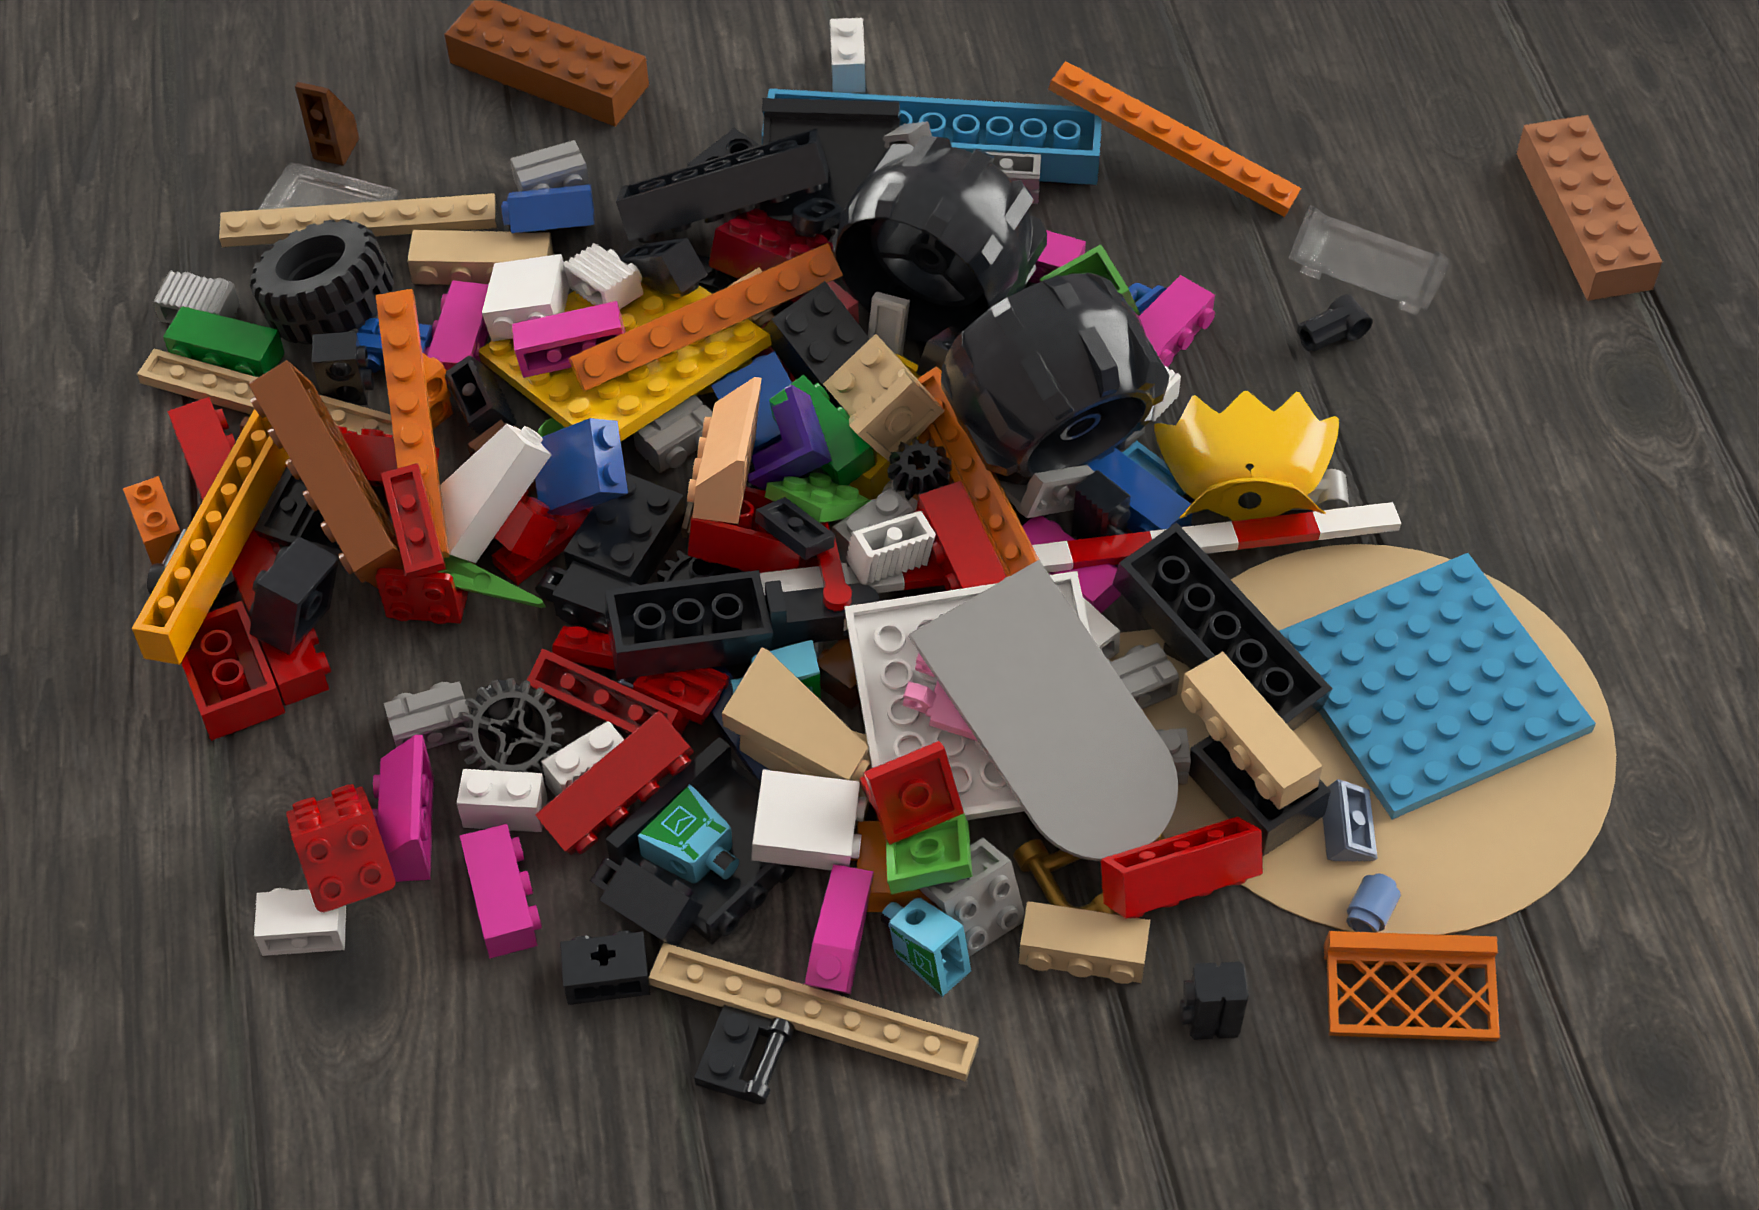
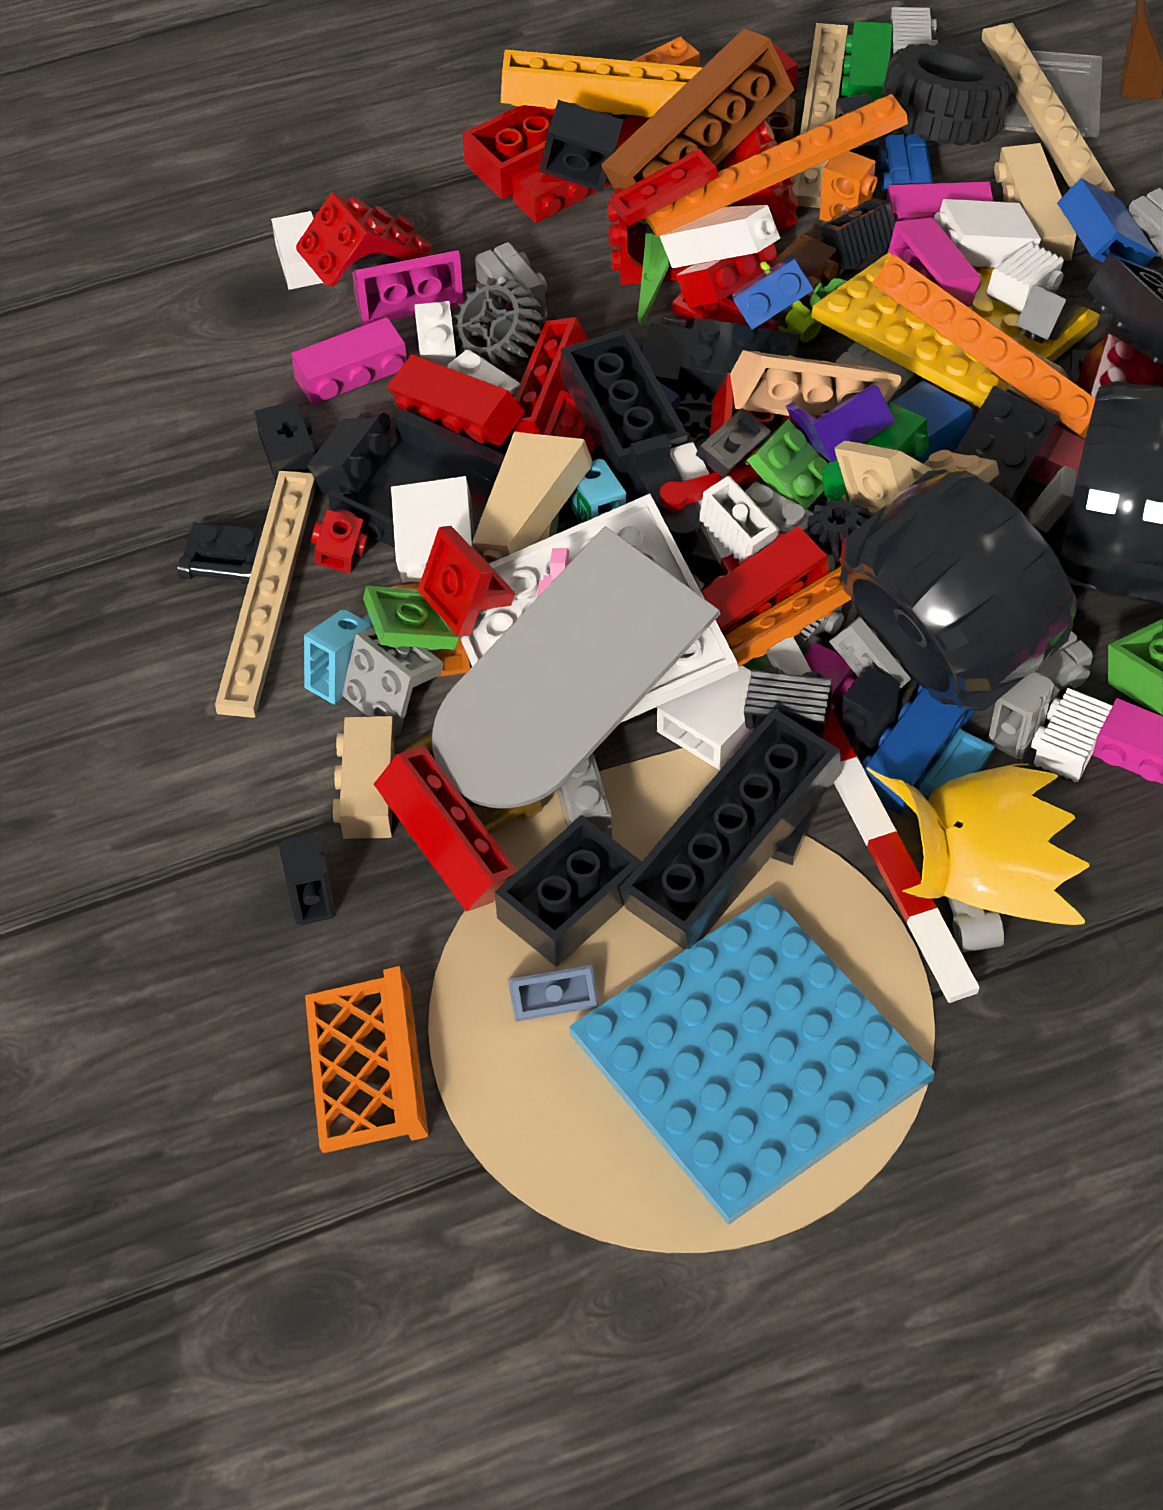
camera: 80 degrees right, 0 degrees up
(689, 839) = (421, 459): medium azure torso -> none
(770, 927) = (338, 540): none -> red brick
(839, 930) = (330, 583): dark pink slope -> none
(1096, 556) = (799, 697): none -> black brick
(1147, 674) = (669, 772): light grey brick -> none
(1250, 731) = (593, 846): tan brick -> none
(1373, 903) = (451, 1014): medium blue brick -> none

